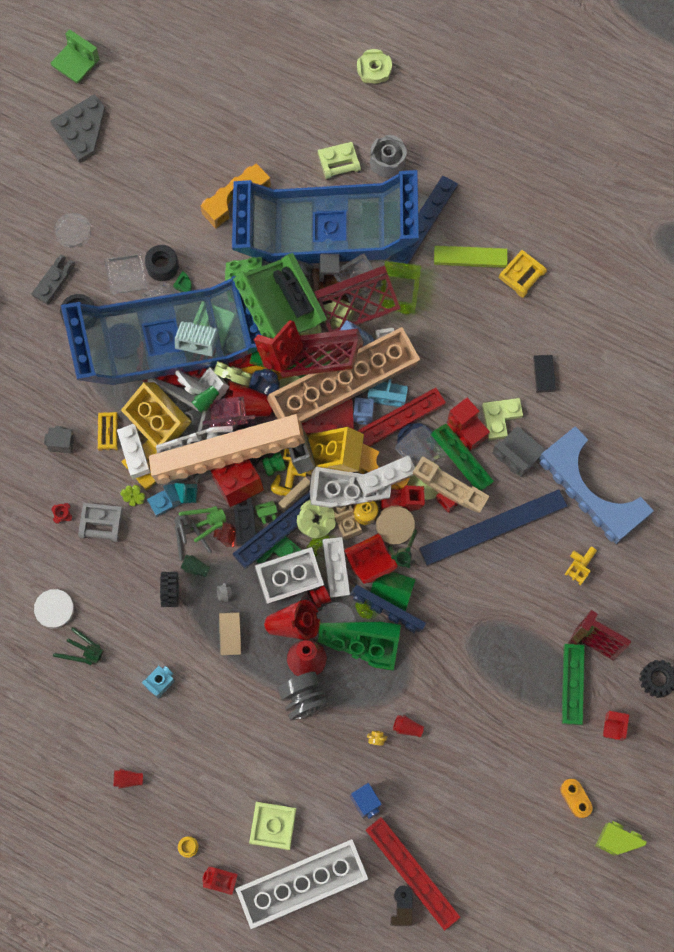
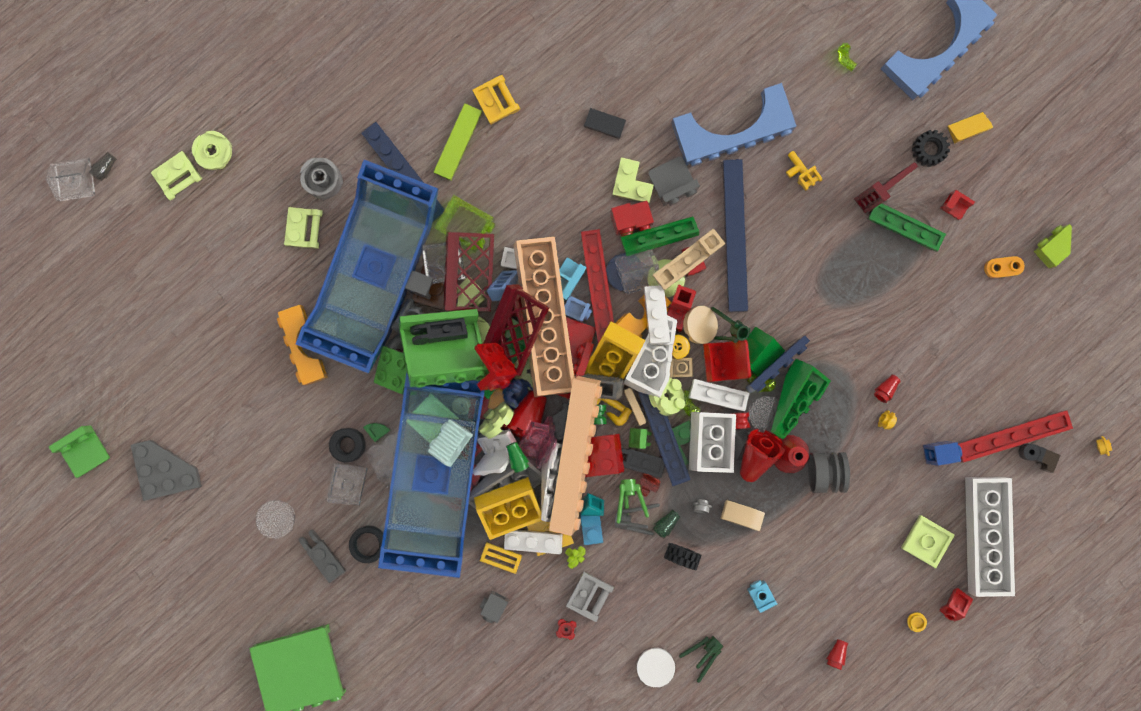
camera: 70 degrees left, 15 degrees up
(344, 44) = (172, 171): none -> yellowish green plate

